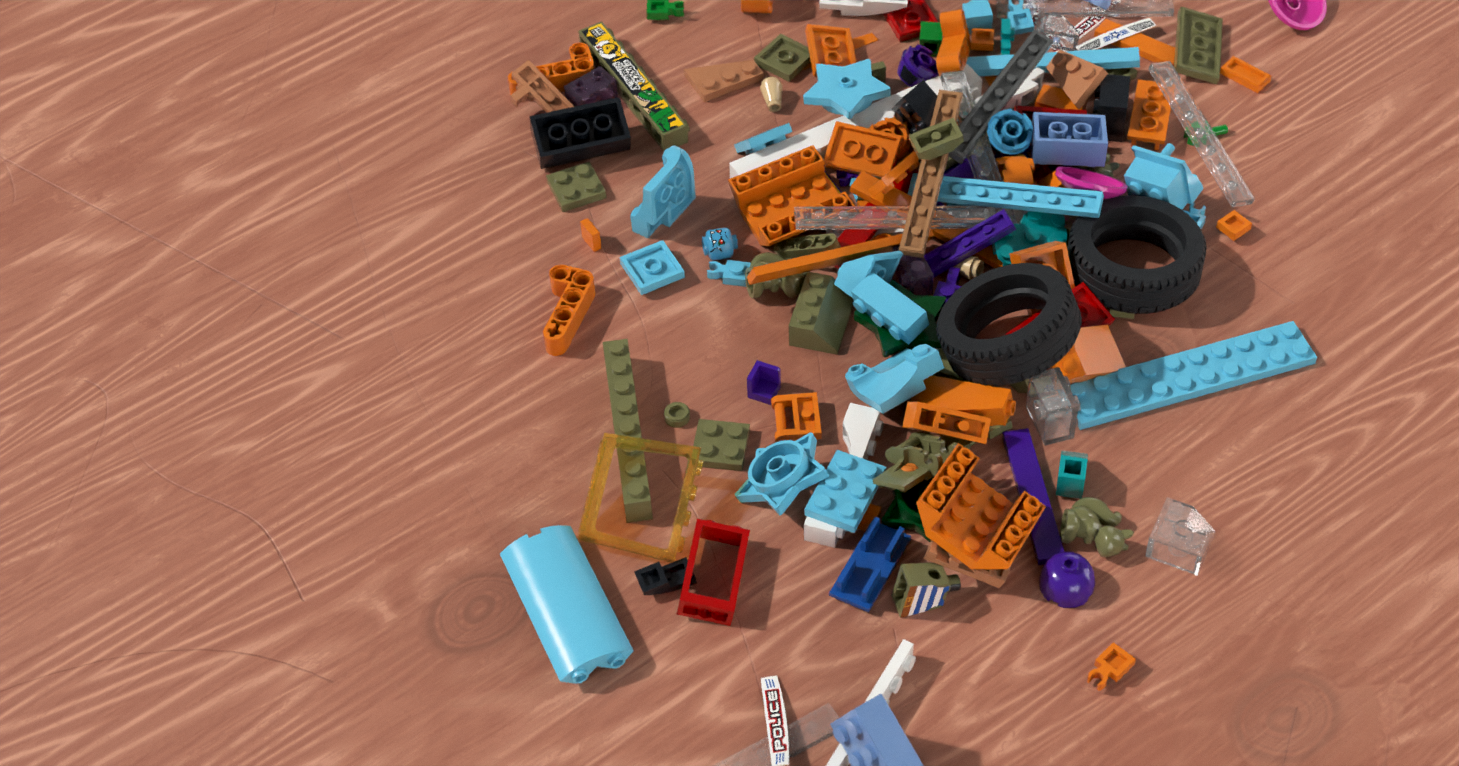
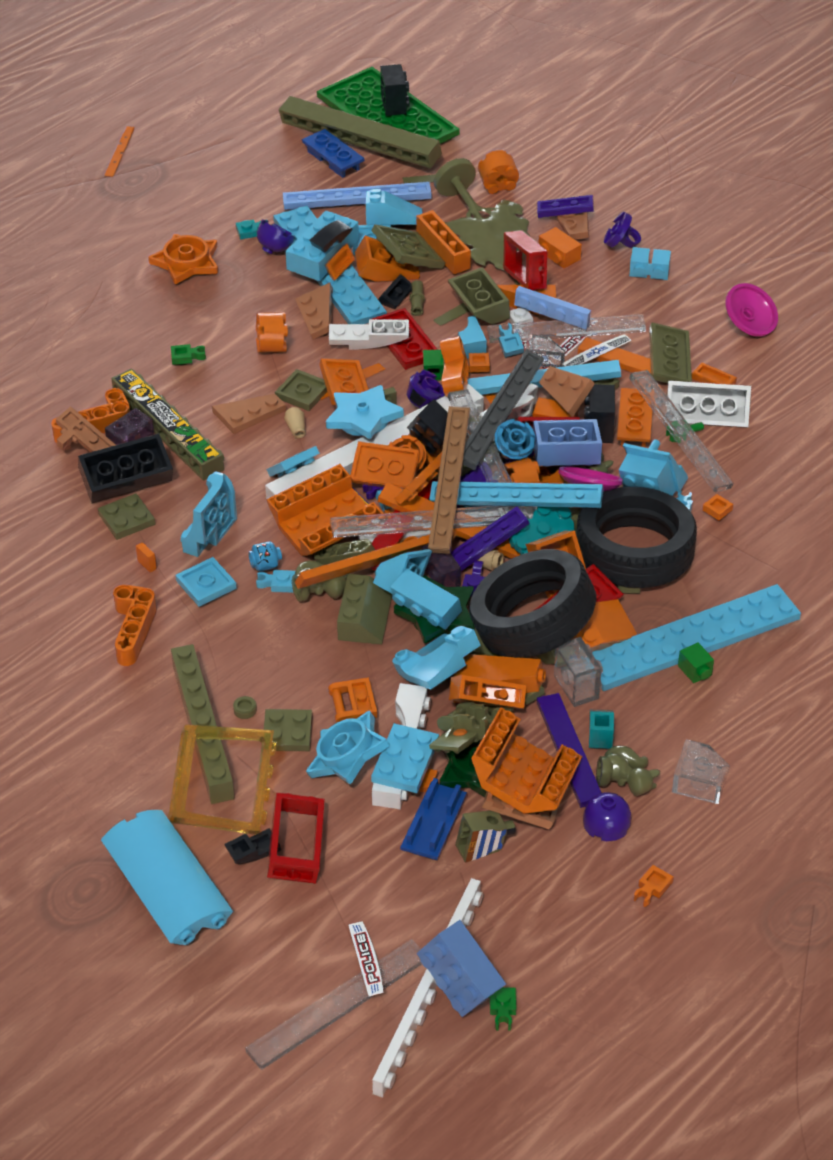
camera: 10 degrees left, 5 degrees down
(763, 382) = (320, 672): dark purple panel -> none
(936, 139) = (452, 449): olive slope -> none
(1007, 35) = (500, 358): teal plate -> none
(1189, 406) = (695, 662): none -> green brick
(1239, 103) = (711, 403): none -> white slope

